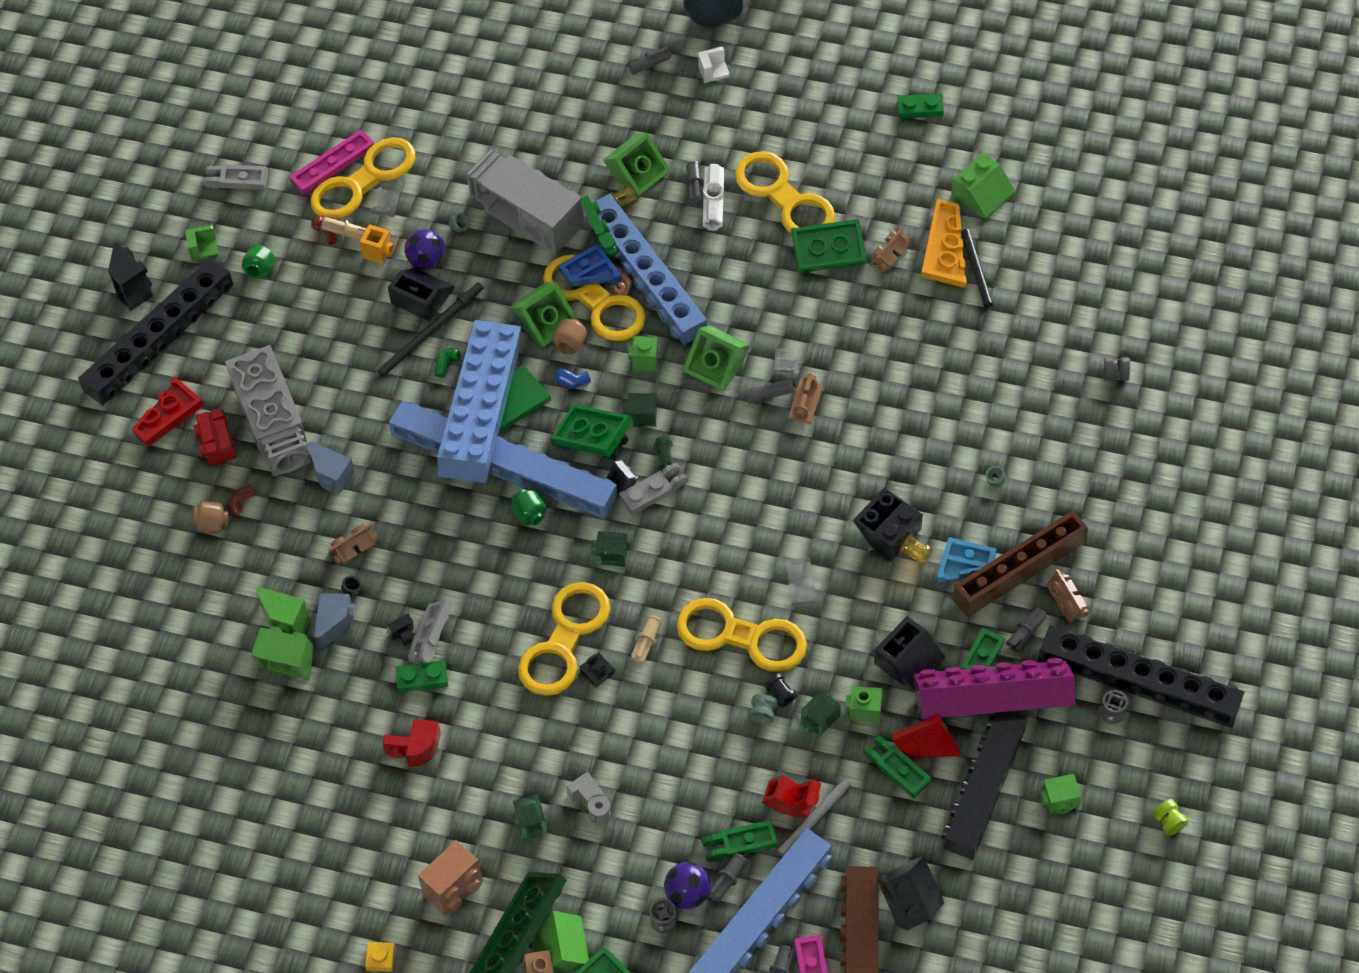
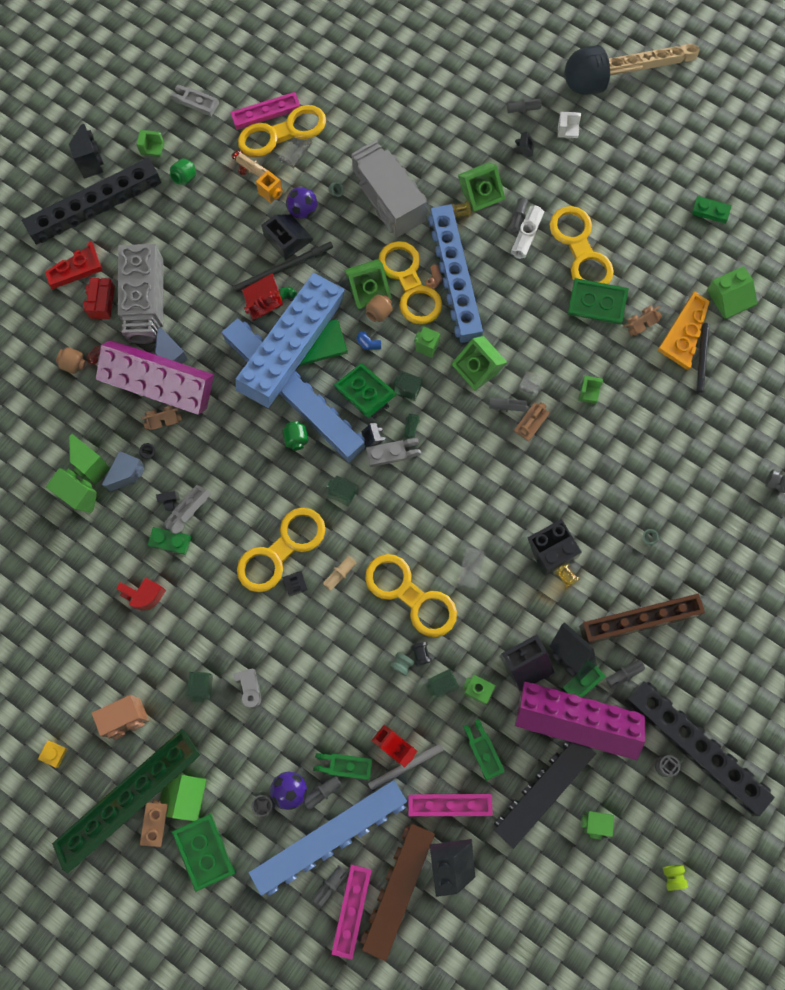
camera: 20 degrees right, 15 degrees up
(327, 497) = (154, 377): none -> brick
(420, 370) = (262, 297): none -> red hinge
(590, 268) = (414, 259): blue wing -> none
(600, 227) = (432, 229): green hinge -> none
(670, 102) = (525, 144): none -> black tile
(859, 343) = (590, 389): none -> bright green panel
(883, 837) = (450, 805): none -> dark pink plate
(926, 739) = (513, 739): red wing -> none
(956, 621) = (572, 652): none -> black slope
(963, 559) = (600, 598): dark azure wing -> none
(1063, 592) = (665, 650): medium nougat hinge -> none

